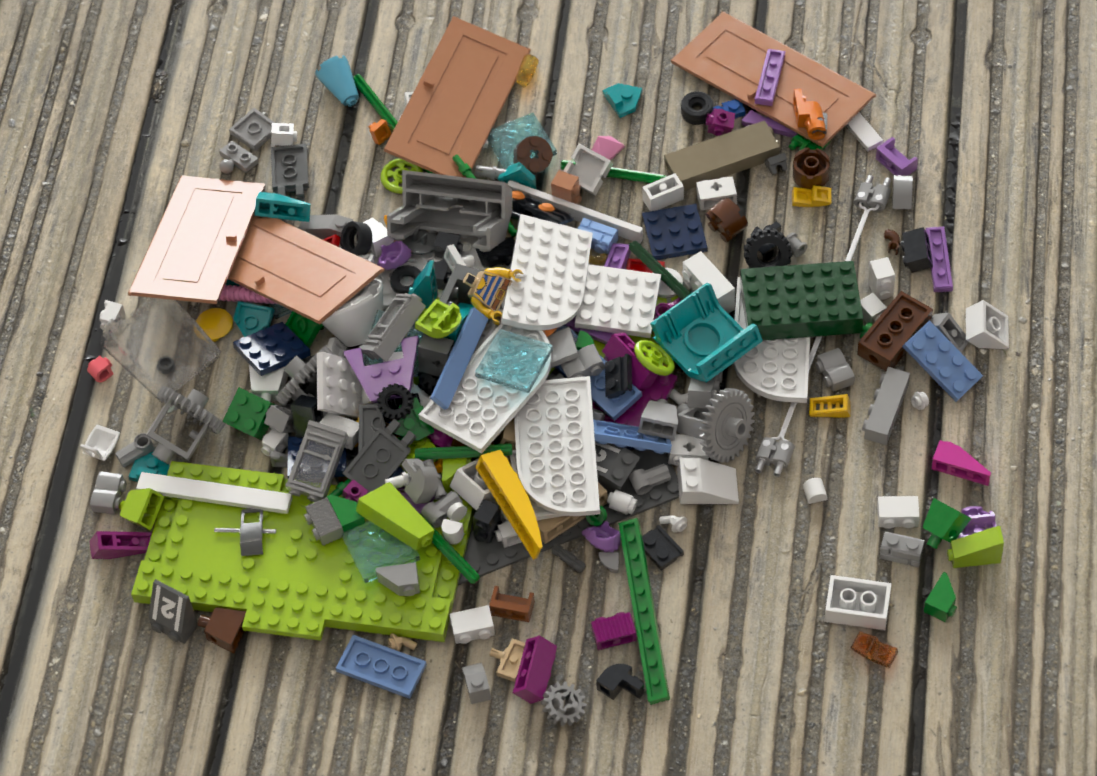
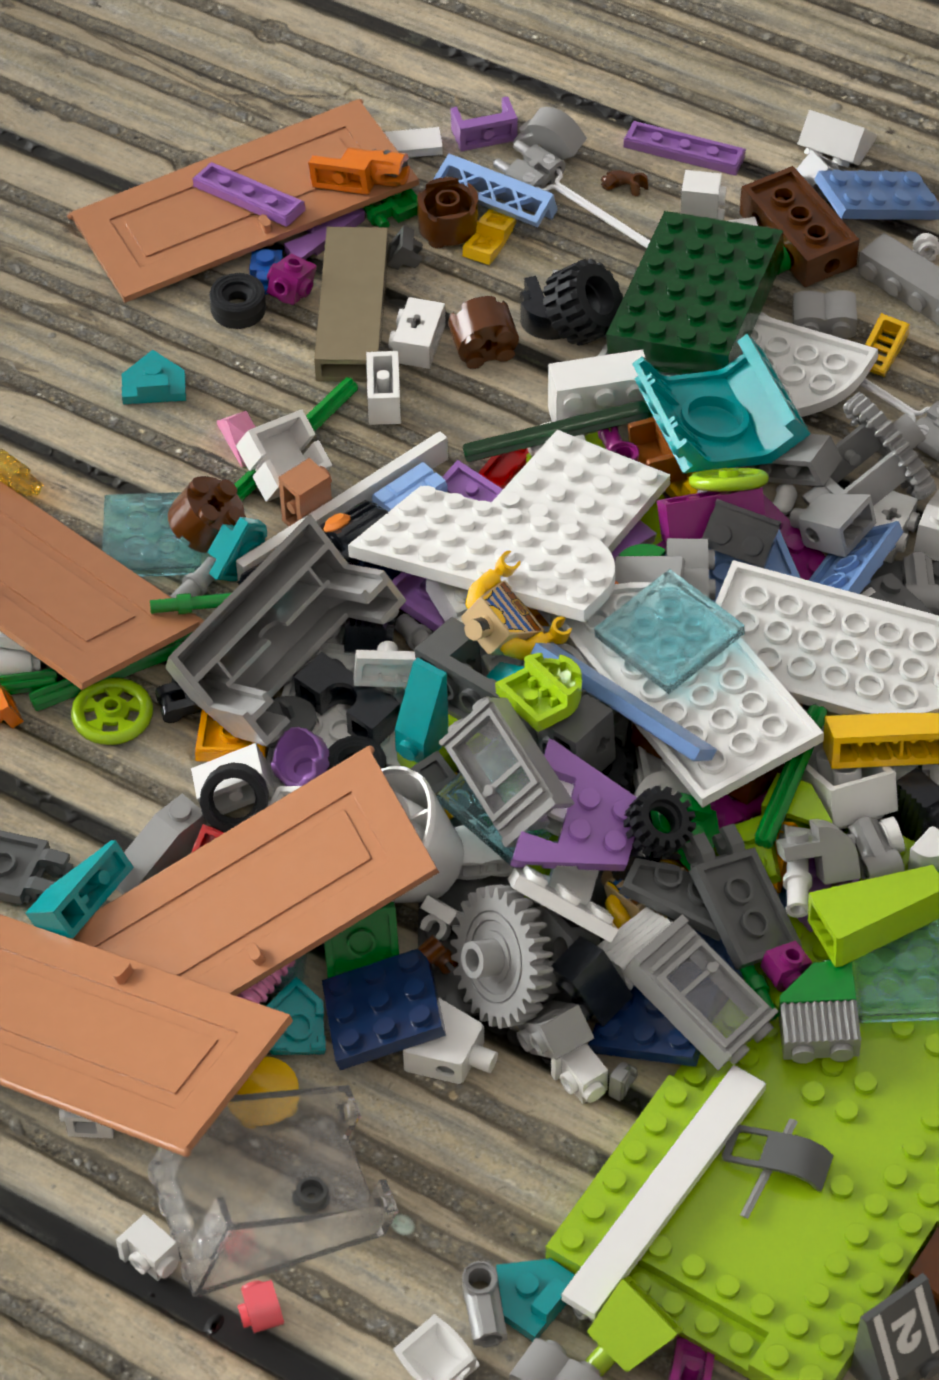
camera: 70 degrees left, 5 degrees down
(194, 407) = (470, 1155): light grey piece -> none
(248, 413) = (511, 1083): green brick -> none
(306, 352) = (437, 954): none -> reddish brown arm
(674, 232) = (457, 403): dark blue plate -> none
(849, 184) = (503, 187): none -> light blue fence
(917, 250) = (664, 155): black brick -> none

